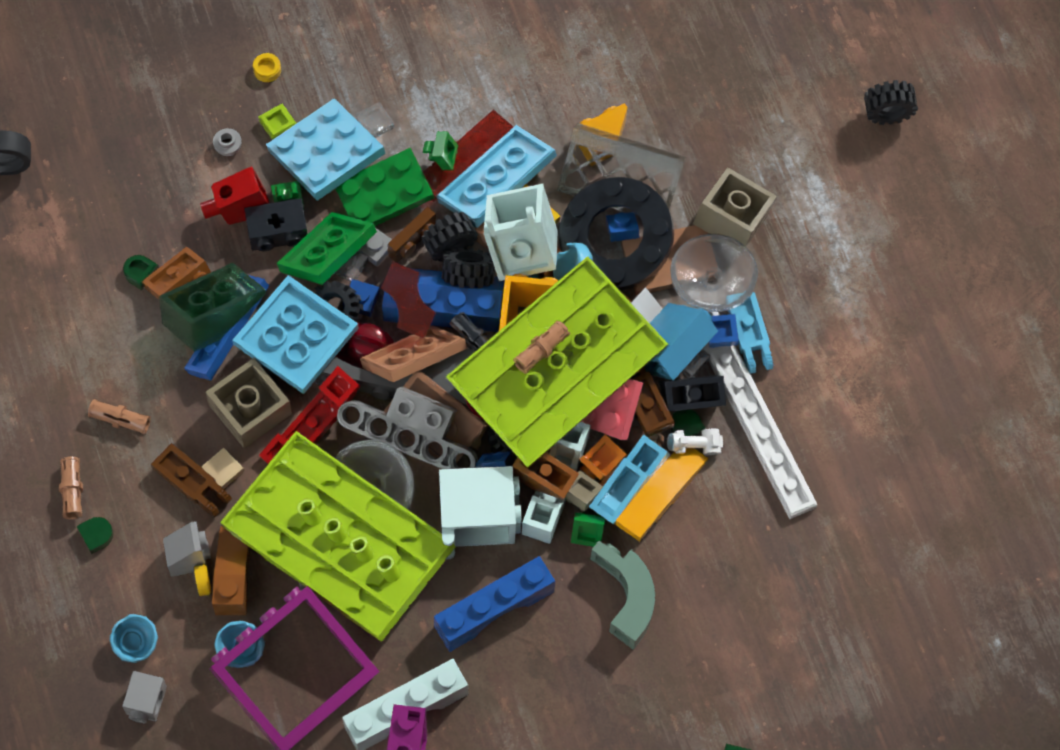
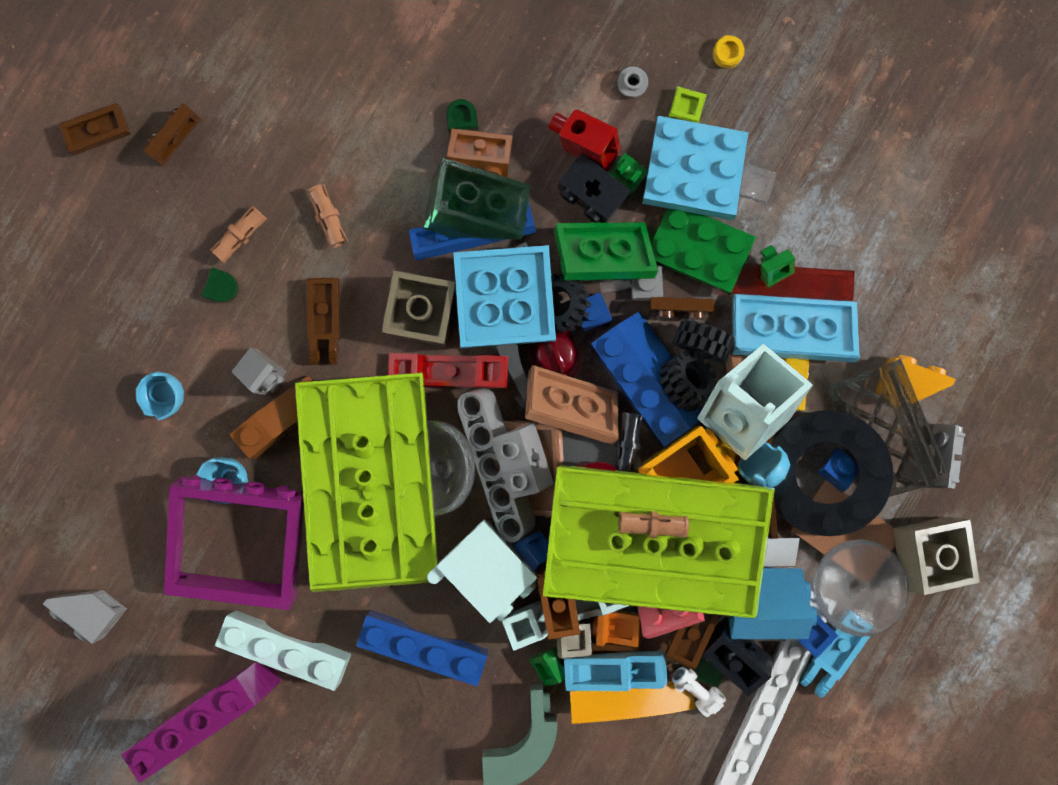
camera: 55 degrees right, 20 degrees up
(144, 697) = (123, 444): light grey brick -> none
(202, 580) = (250, 405): yellow tile -> none
(223, 468) = (355, 335): tan tile -> none
(414, 314) = (606, 375): clear red tile -> none
(667, 141) = (950, 443): none -> light grey hinge

